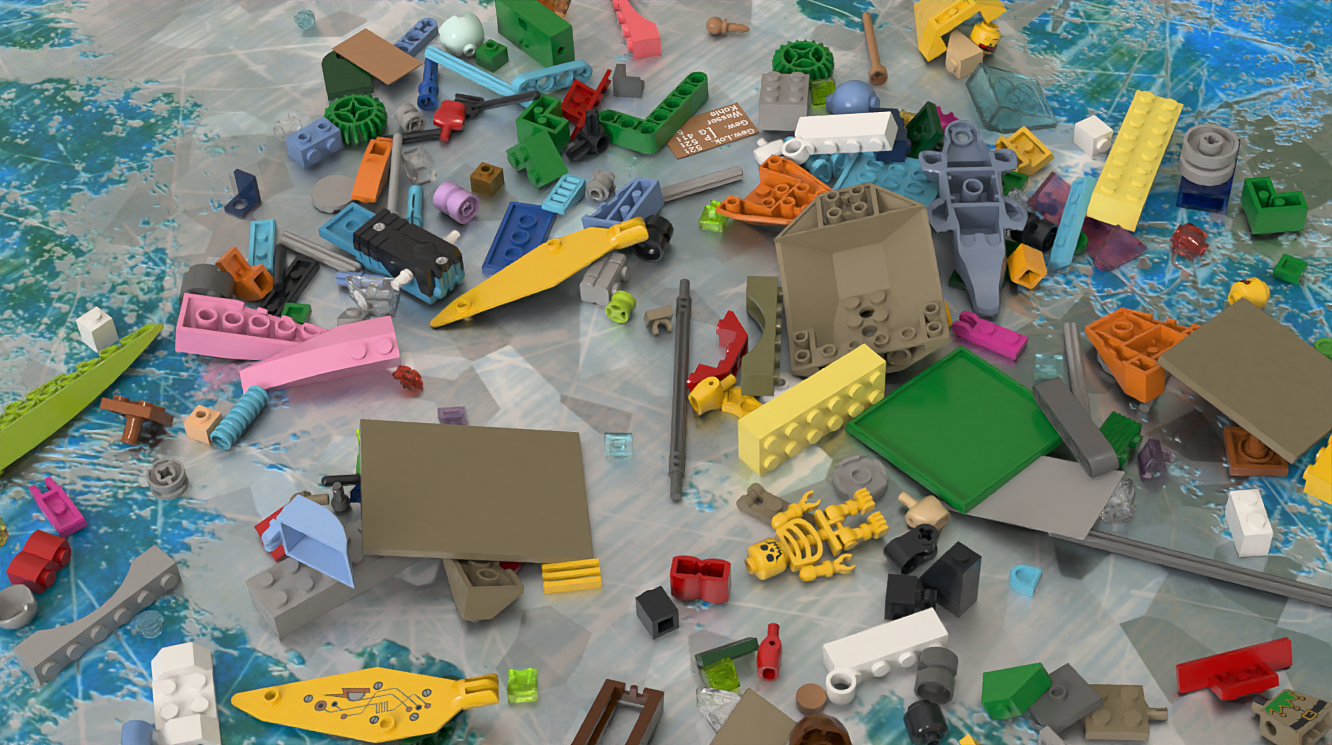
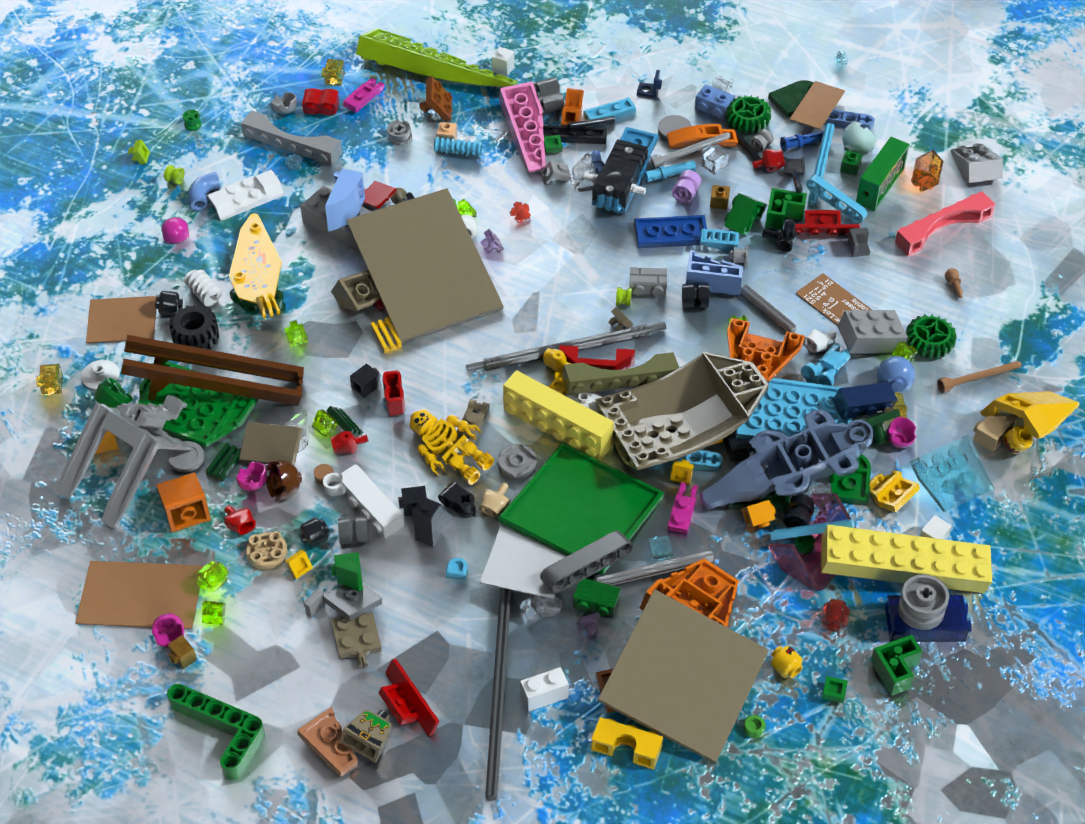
camera: 70 degrees right, 5 degrees up
(319, 253) = (616, 134): light grey axle -> none
(328, 356) = (522, 169): bright pink wedge -> none
(543, 268) = (638, 246): yellow wing -> none
(618, 445) = (498, 327): clear light blue plate -> none
(662, 123) = (831, 273): green beam -> none
(841, 135) = (832, 365): white hinge -> none

